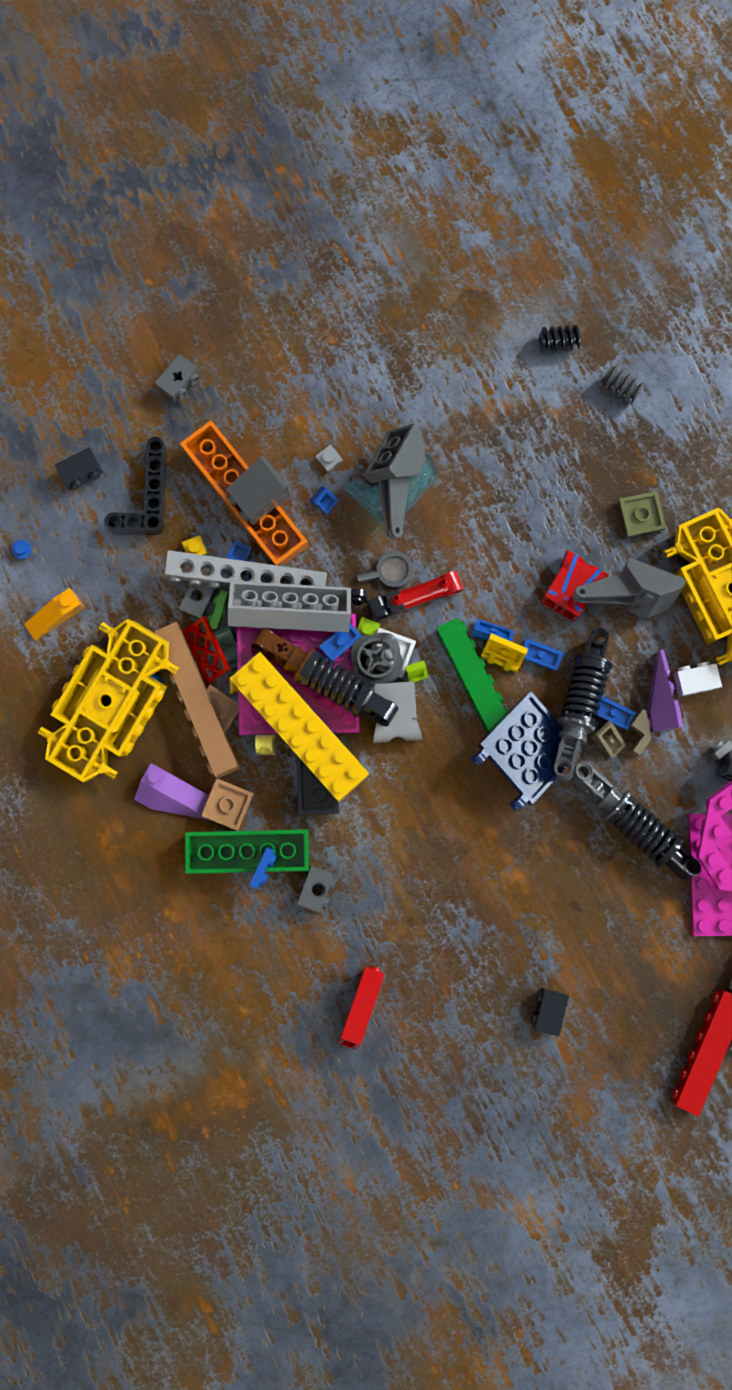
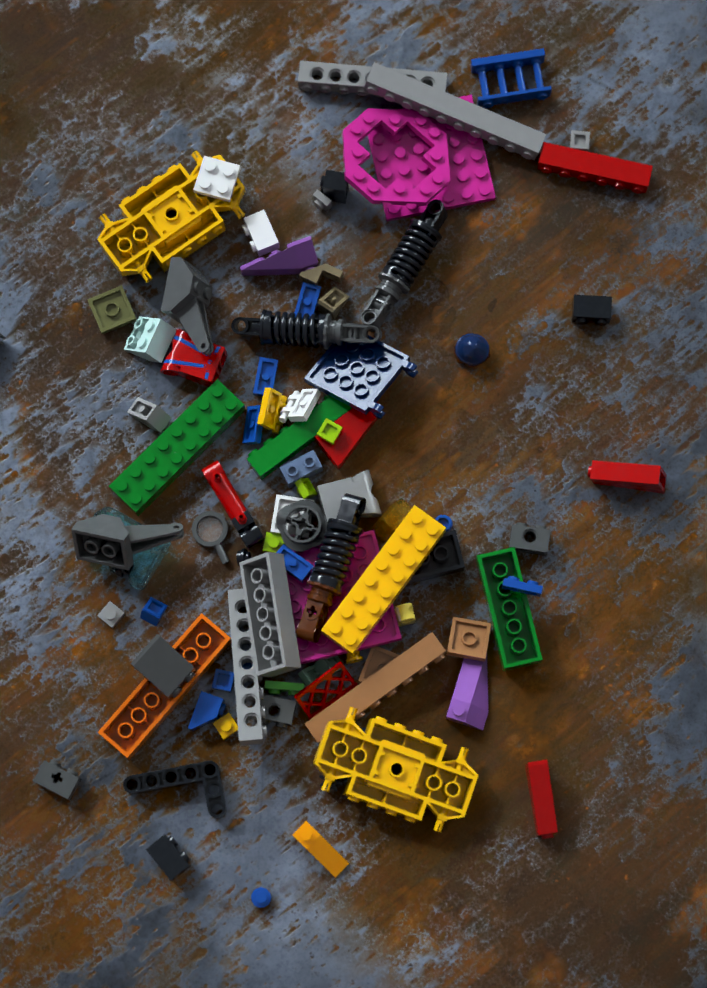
camera: 95 degrees left, 5 degrees down
(49, 842) = (541, 798): none -> red slope
(213, 531) = (206, 710): none -> blue slope
(351, 804) = (445, 521): none -> blue plate
(366, 753) = (391, 520): none -> clear yellow slope
(437, 671) = (302, 467): none -> sand blue brick
(463, 721) = (355, 428): none -> red slope
(468, 705) = (329, 431): none -> lime plate
(484, 552) = (177, 447): none -> green brick
(503, 682) = (299, 405): none -> white plate
(523, 531) = (149, 414): none -> light grey slope
(529, 873) = (471, 350): none -> dark blue hair
(603, 546) = (150, 339): none -> light aqua slope

